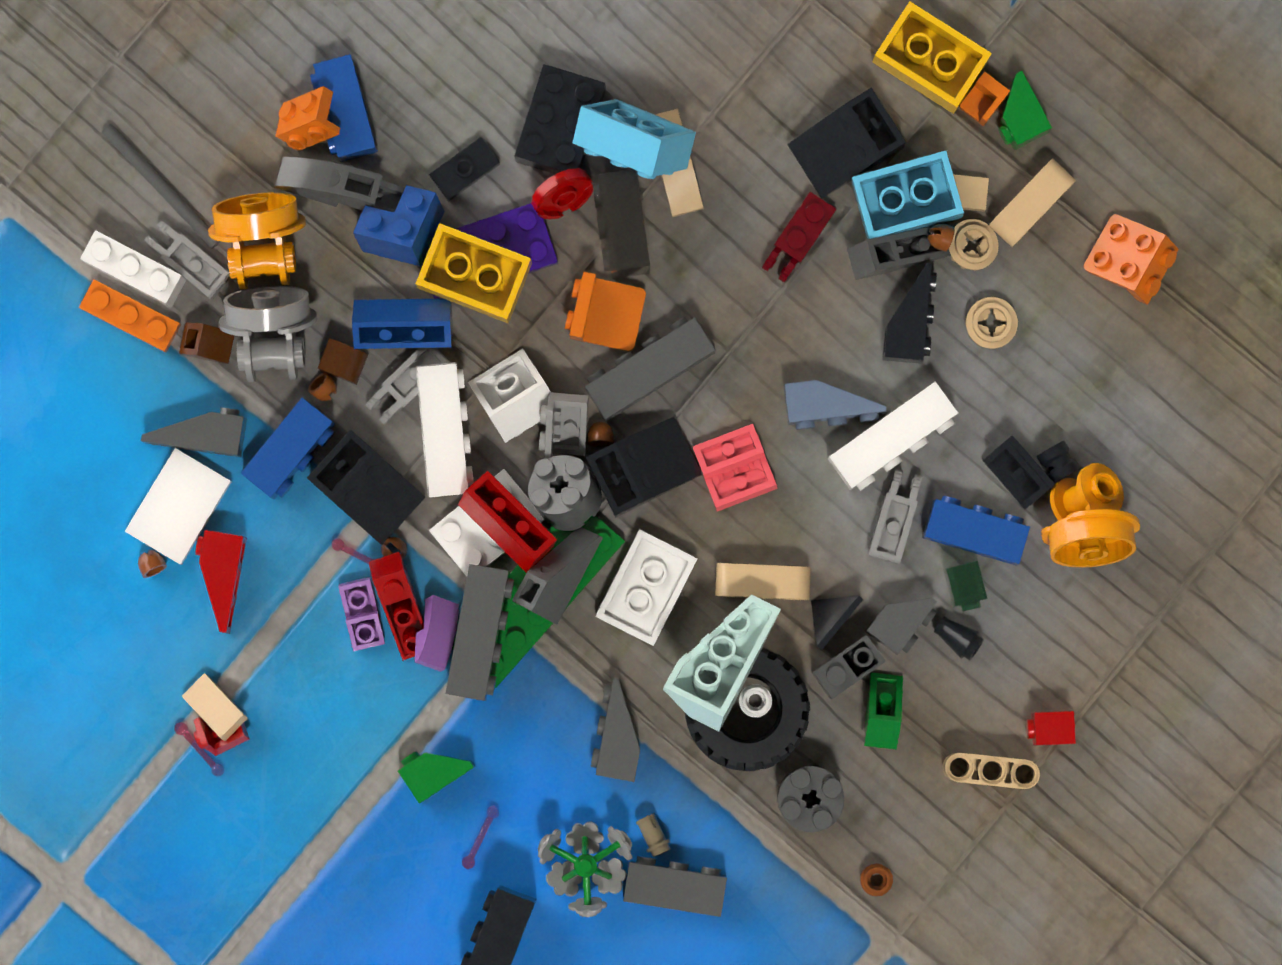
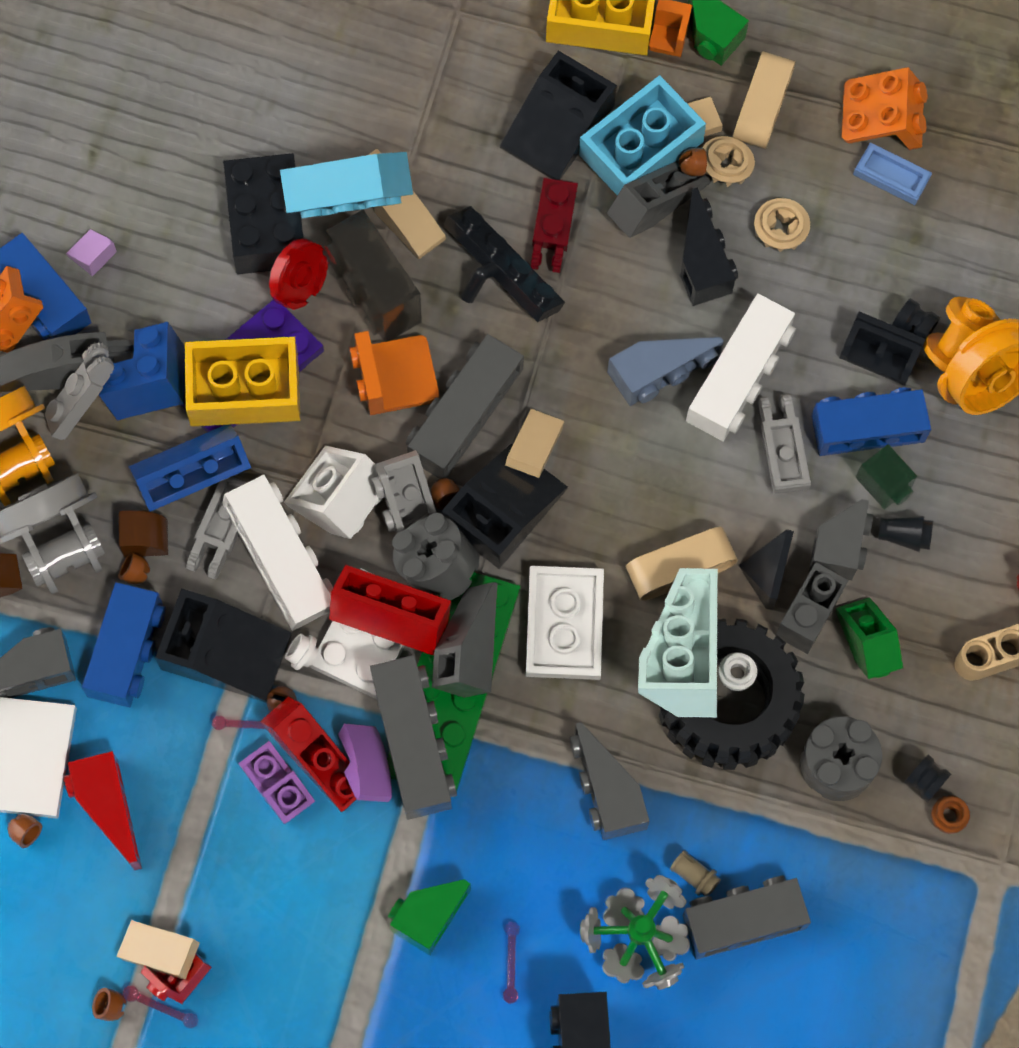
camera: 30 degrees left, 15 degrees down
(160, 731) = (108, 1004): none -> dark orange hinge
(339, 220) = (79, 391): none -> light grey hinge
(403, 89) = (92, 252): none -> lavender slope
(426, 518) = (302, 651): none -> white plate
(464, 169) = (188, 299): black plate -> none
(691, 426) = (534, 443): none -> tan tile
(735, 467) = (597, 467): coral slope -> none
(738, 255) = (503, 264): none -> black plate
(872, 844) = (927, 778): none -> black wheel
(1110, 317) = (892, 173): none -> medium blue tile

